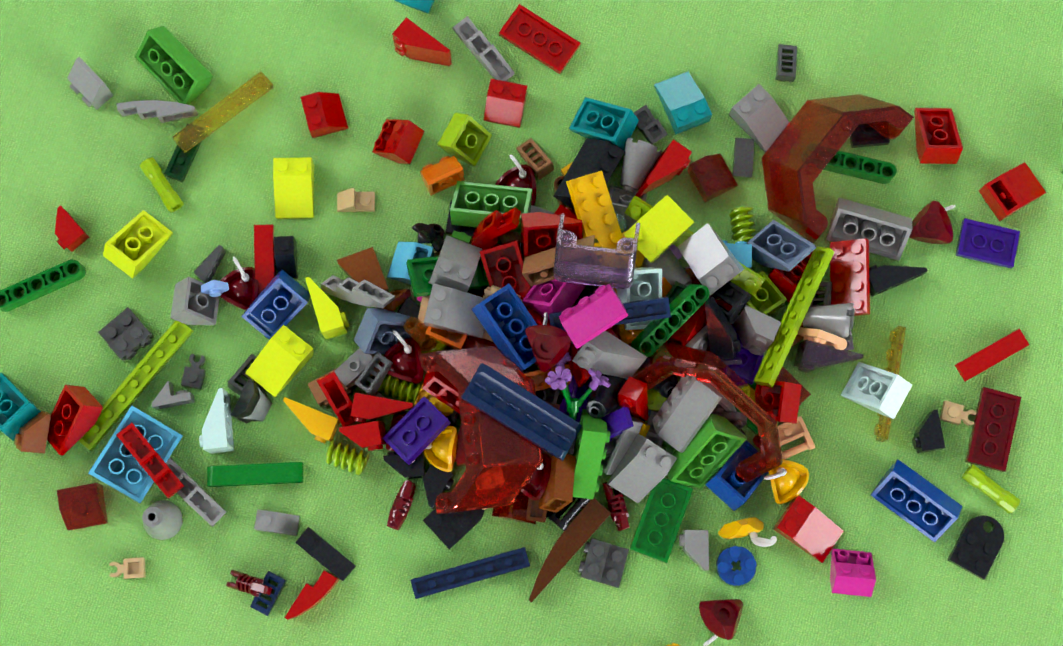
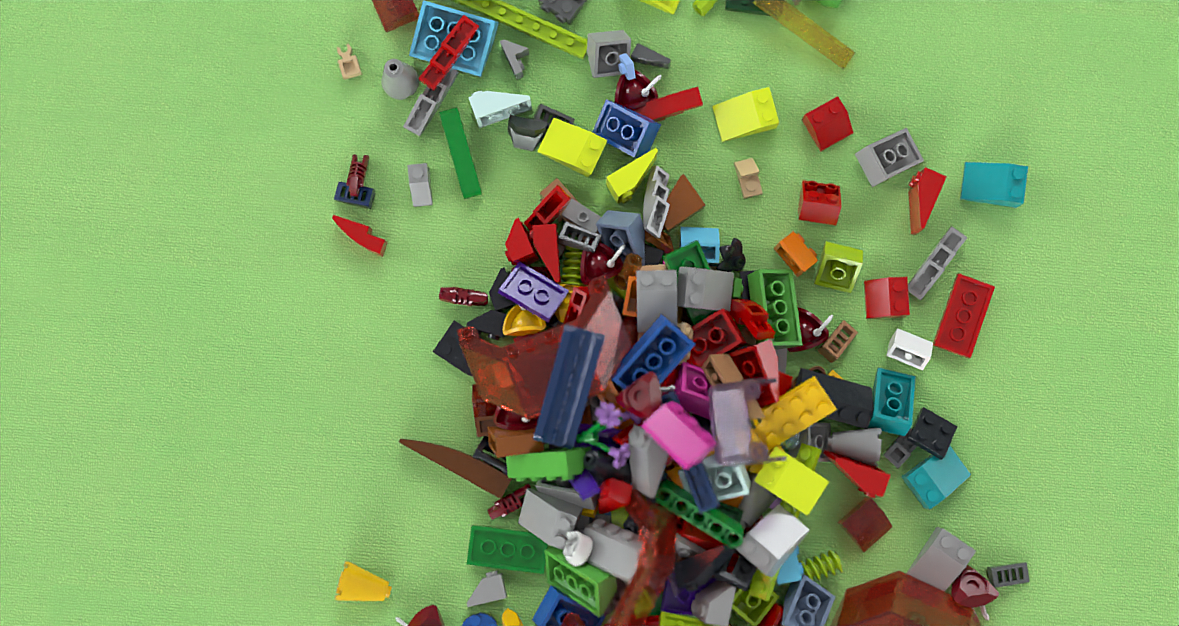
camera: 80 degrees right, 5 degrees up
(193, 375) = (541, 71): dark grey plate -> none
(286, 255) = (676, 125): black slope -> none
(317, 422) = (522, 196): yellow slope -> none
(325, 554) = (402, 237): black slope -> none
(346, 458) = (495, 232): lime piece -> none
(371, 66) = (889, 157): none -> light grey slope
(470, 573) = (414, 377): dark blue plate -> none
(559, 94) = (910, 349): none -> white brick
(603, 562) = (453, 502): dark grey plate -> none
(642, 95) = (932, 433): none -> black plate
(676, 445) = (577, 548): none -> white hair
(743, 157) = (894, 551): dark grey slope -> none
(794, 95) = (973, 590): none -> dark red hat

